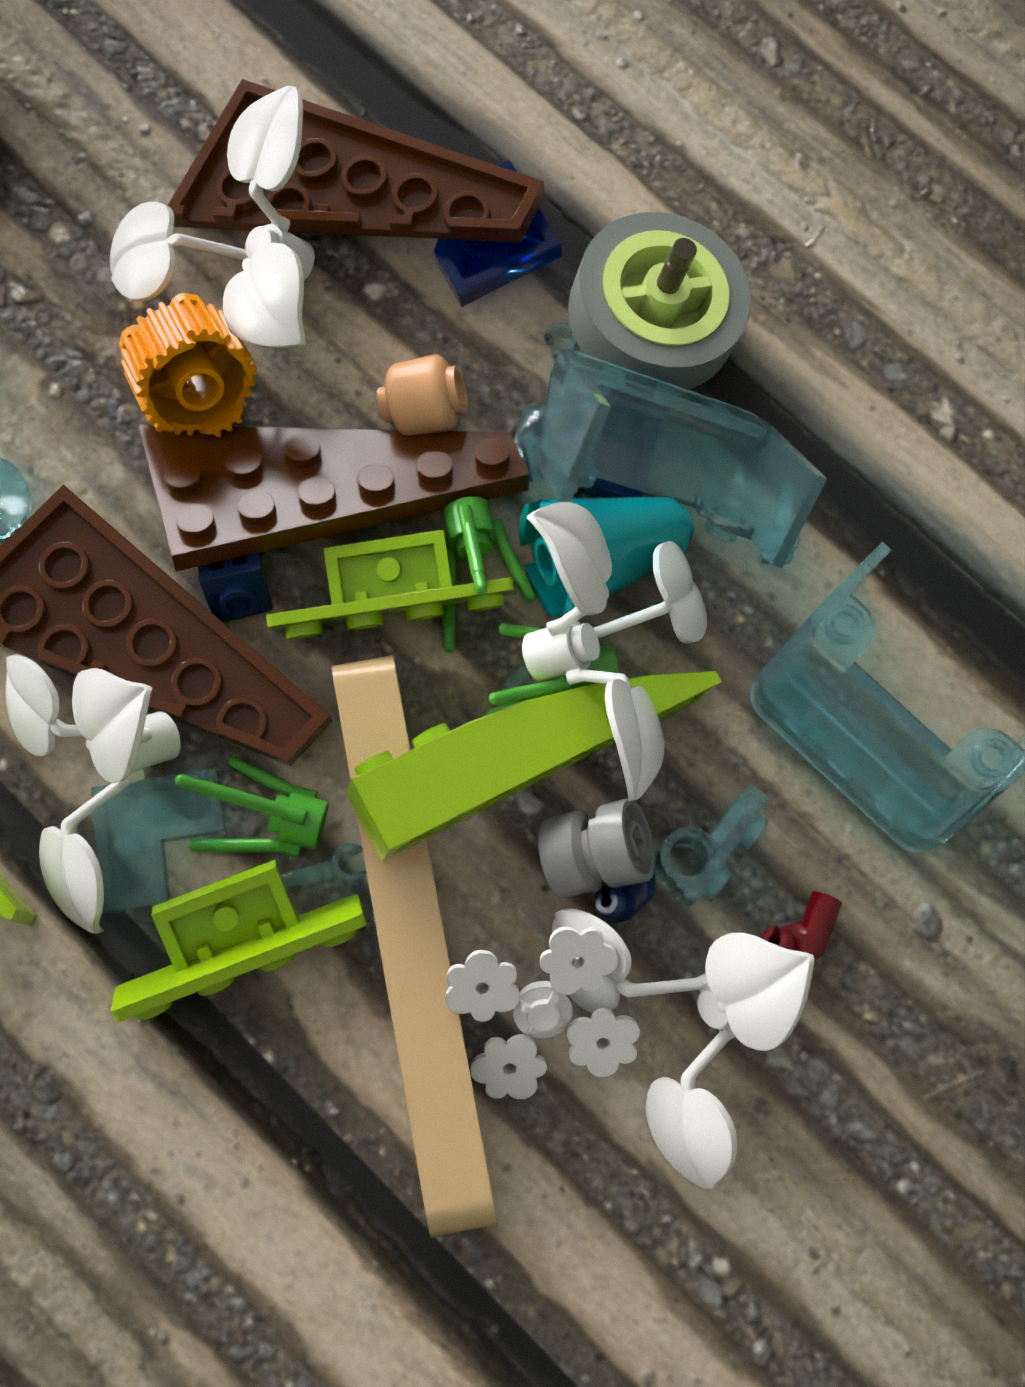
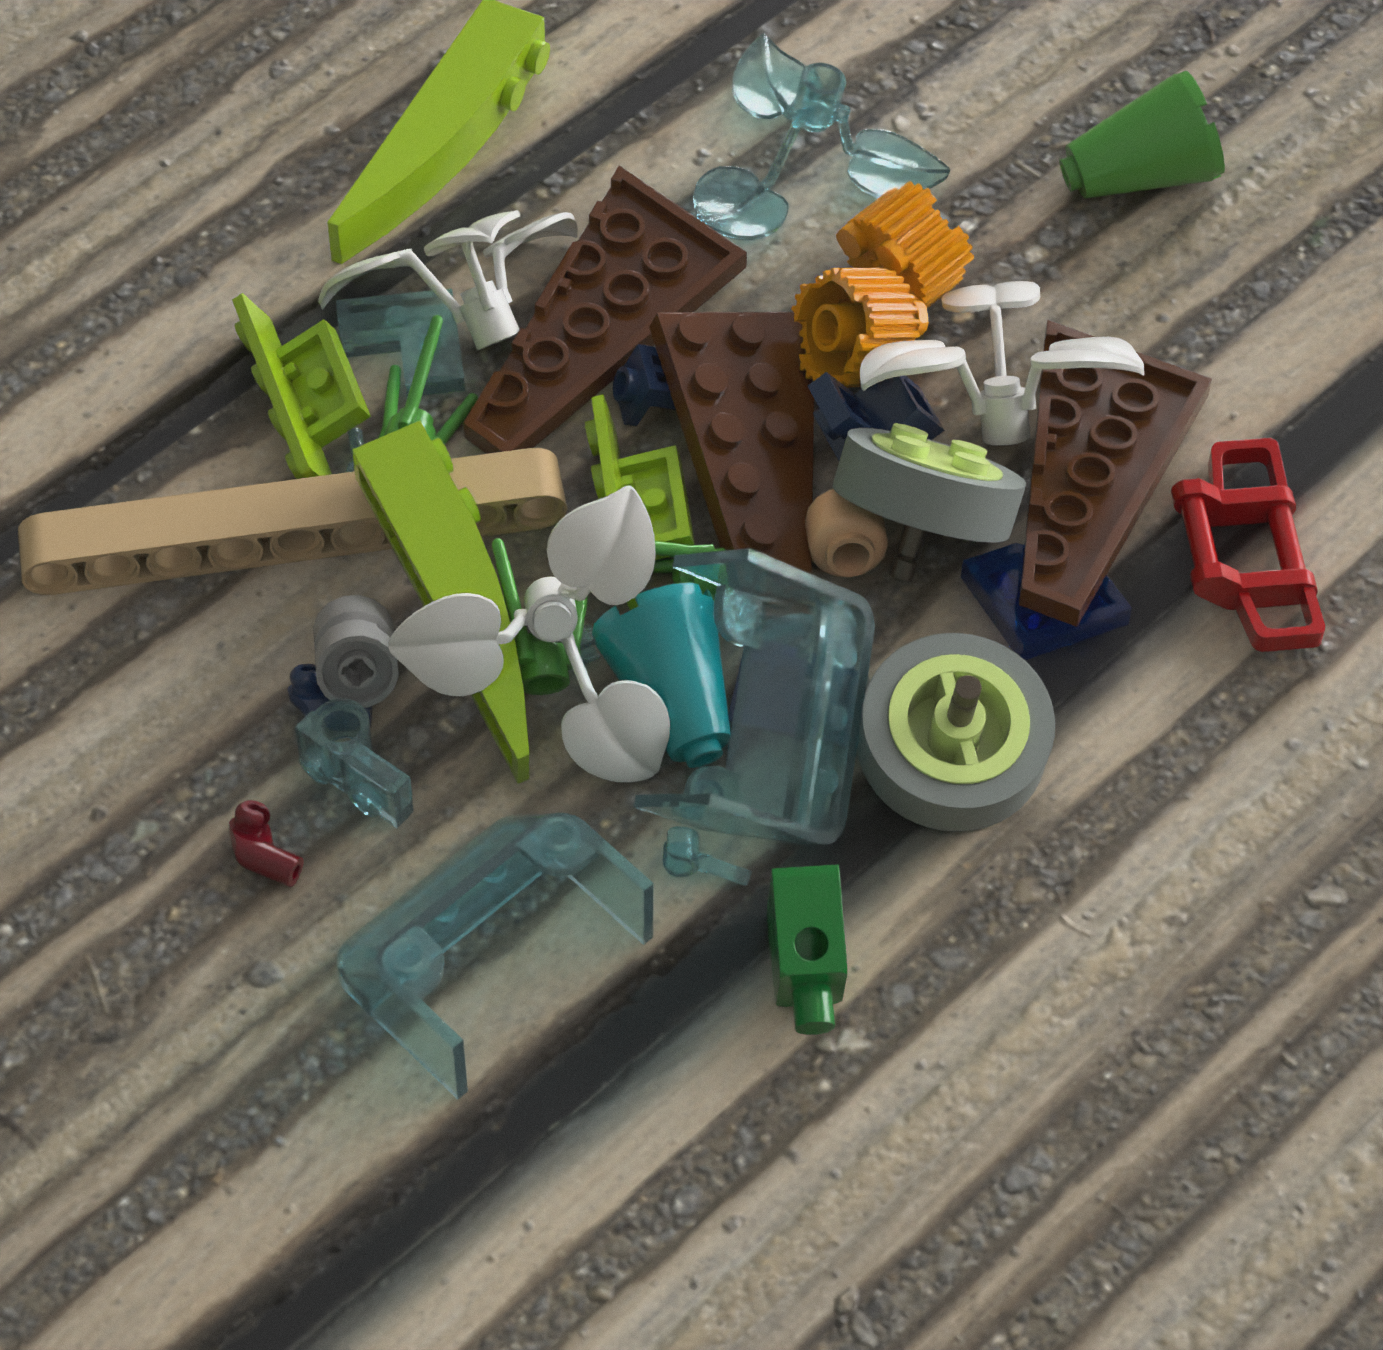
camera: 95 degrees right, 20 degrees down
(77, 324) = (910, 238): none -> light orange brick
(294, 378) = (877, 407): none -> dark blue brick
(399, 305) = (927, 488): none -> light grey wheel
(463, 38) = (1210, 505): none -> red bar
(542, 1012) = (208, 608): white plant -> none
(747, 994) = (198, 762): white plant -> none
(890, 428) = (807, 944): none -> green torso

